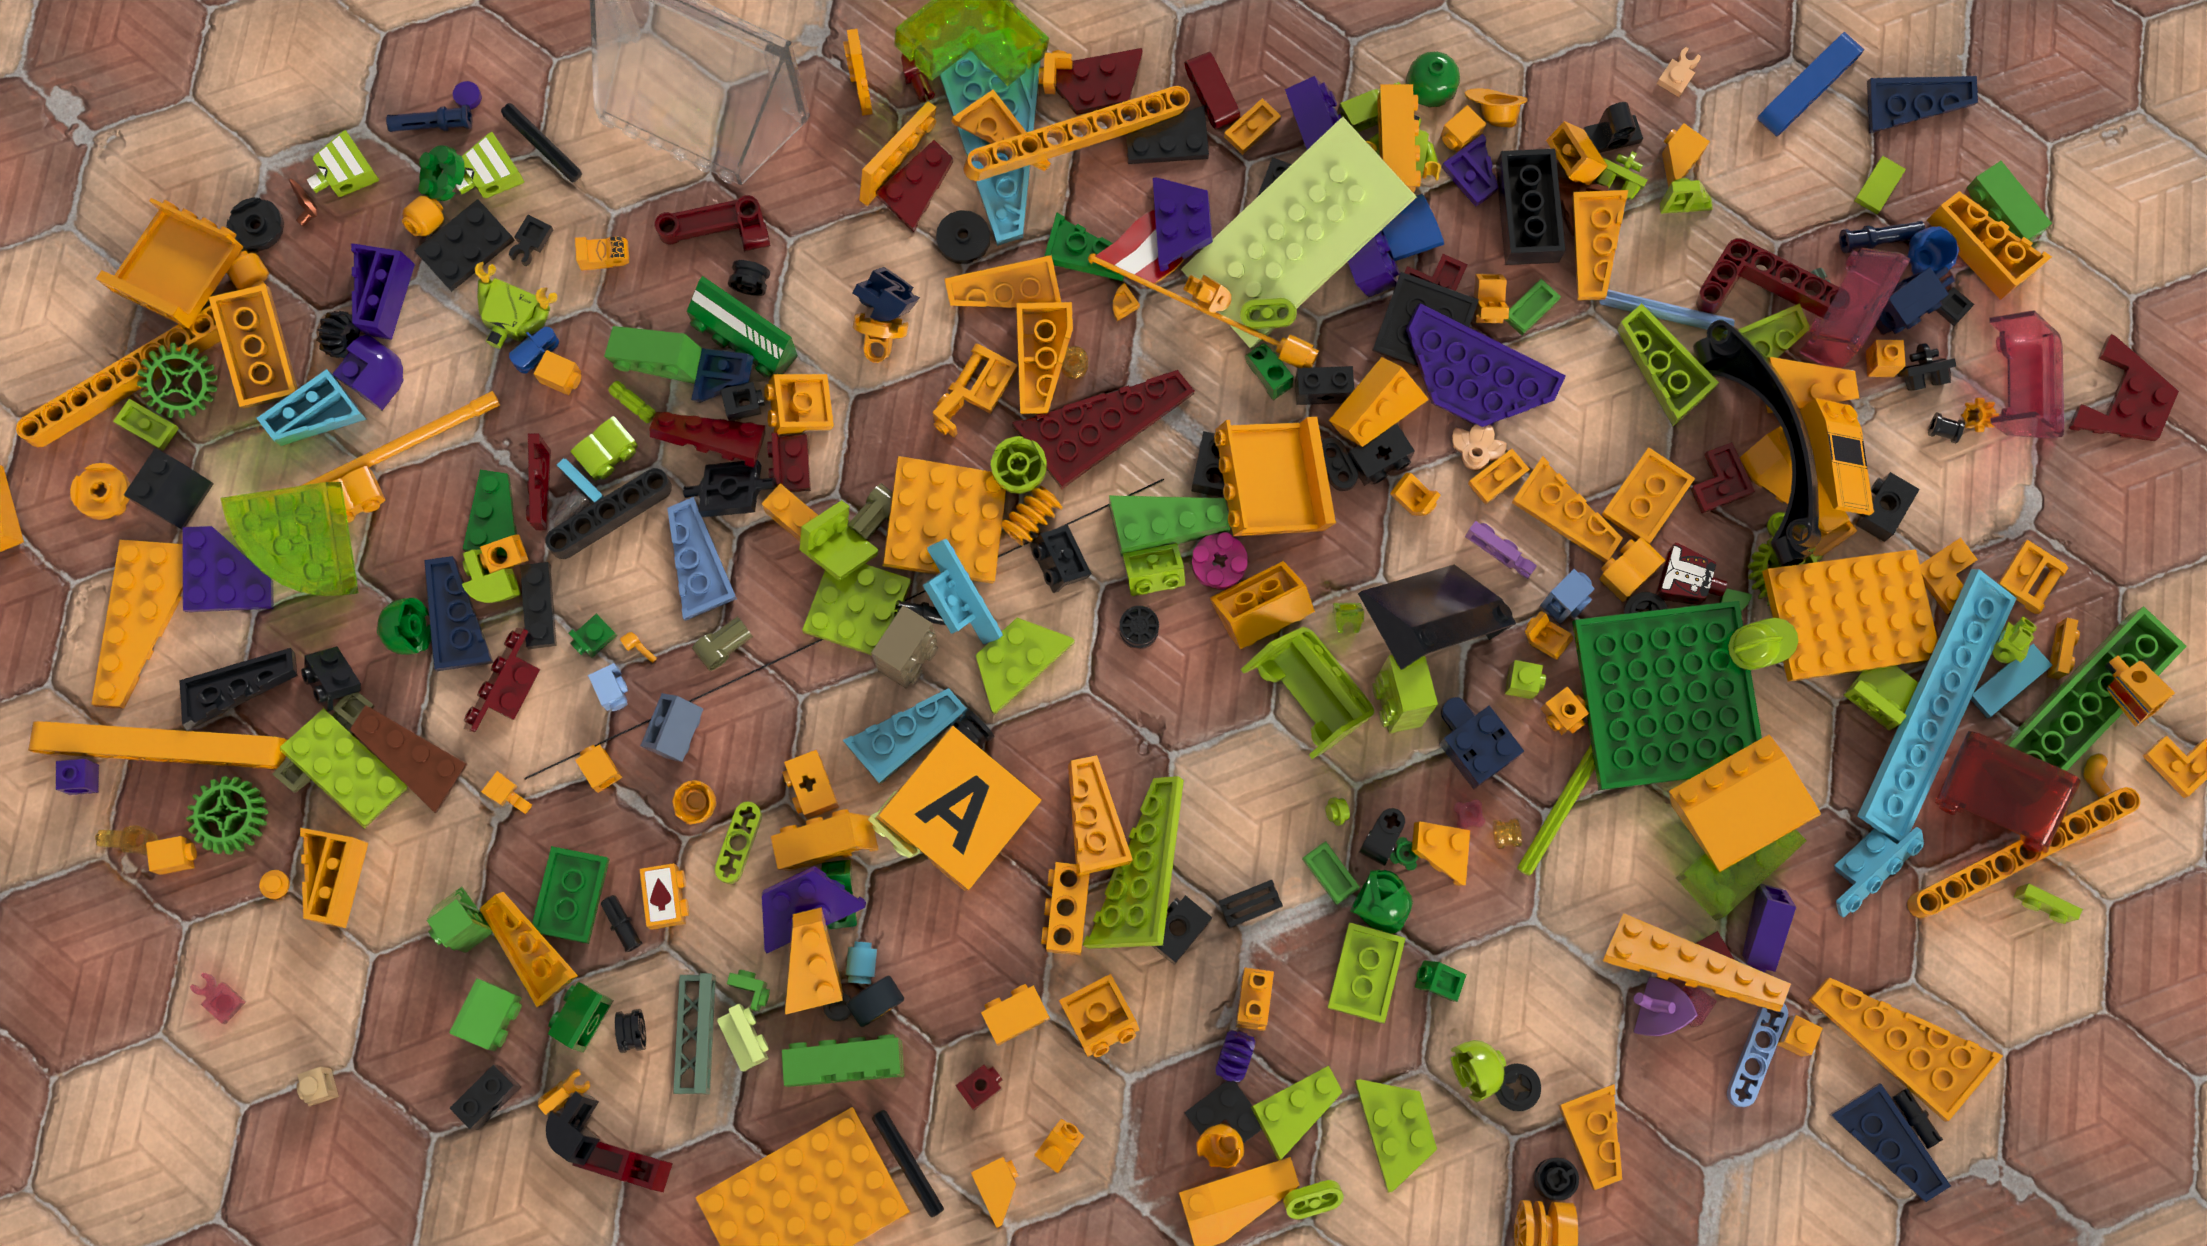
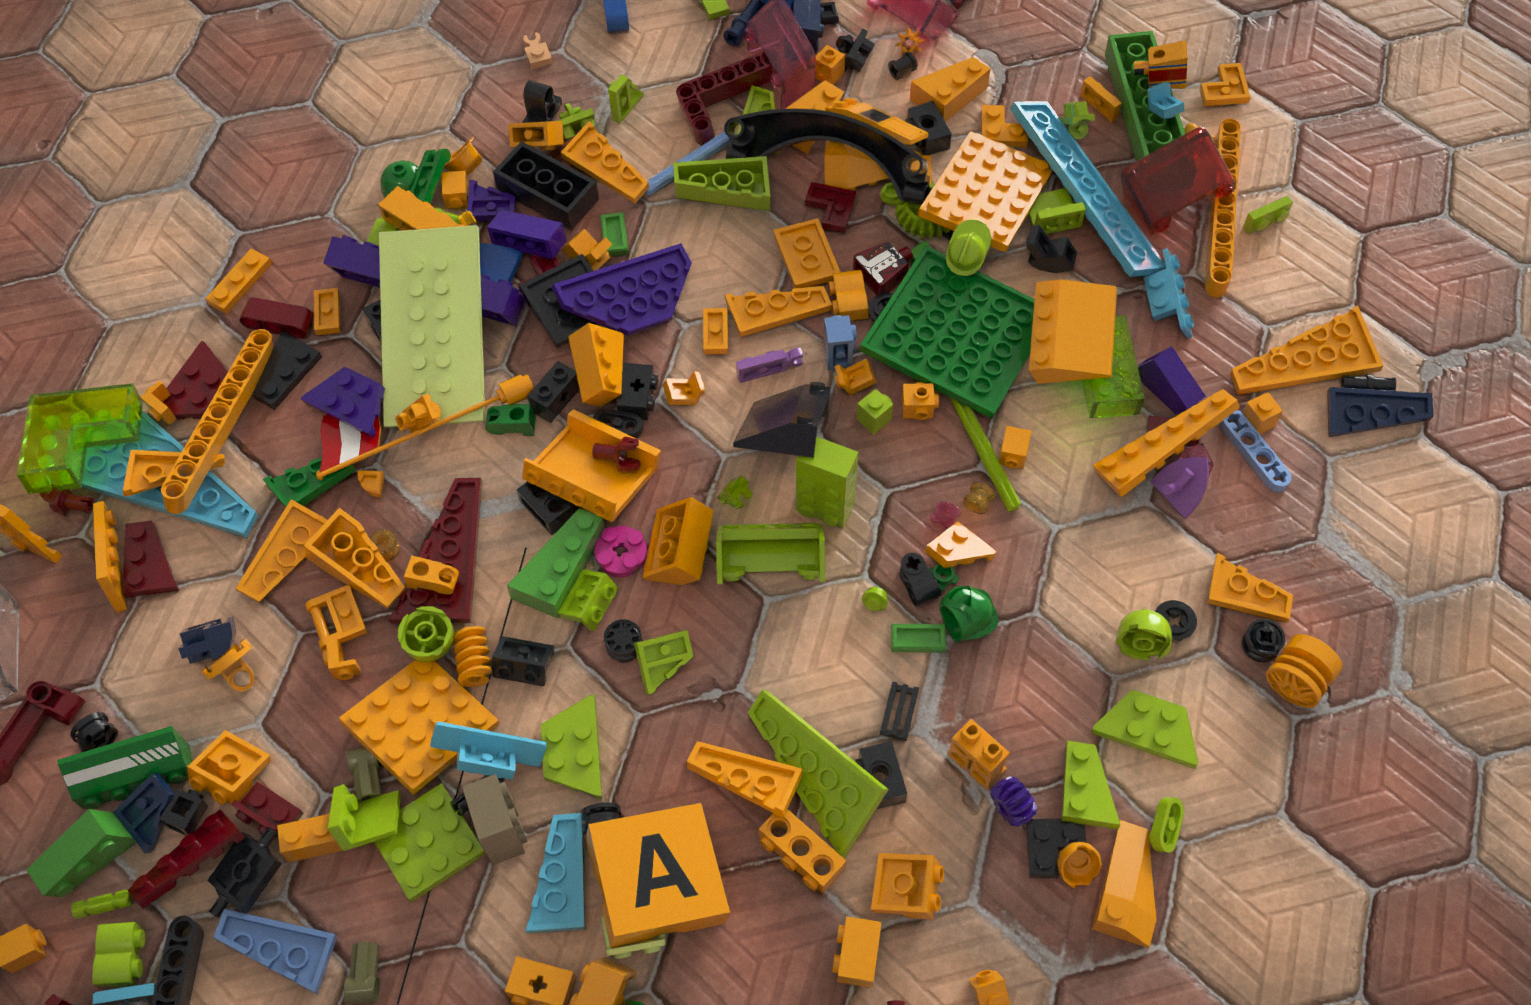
camera: 50 degrees left, 15 degrees down
(963, 249) = (219, 567): black plate -> none
(1071, 426) = (430, 575): none -> light orange leg
(1147, 671) = (662, 657): none -> lime wing
(1224, 25) = (238, 281): none -> light orange plate
(1269, 313) = (468, 383): lime plate -> none
(1304, 491) = (618, 454): none -> dark red piece
(1366, 973) = (1014, 664): lime plate -> none
(1440, 980) = (1055, 616): green bracket -> none
(1452, 97) = (429, 173): none -> green plate
(1464, 232) = (527, 233): none -> dark purple brick
(1478, 738) = (898, 470): dark blue brick -> none
(1479, 442) = (682, 330): light nougat plate -> none
(1584, 831) = (1015, 447): none -> light orange brick
(1682, 152) = (591, 83): light orange slope -> none
(1827, 721) = (1048, 254): none -> black brick
(1955, 494) = (951, 86): none -> light orange wedge
(2010, 682) = (1100, 143): medium azure tile -> none
(2025, 570) = (1033, 88): light orange plate -> none
(2092, 717) = (1162, 102): none -> medium azure bracket

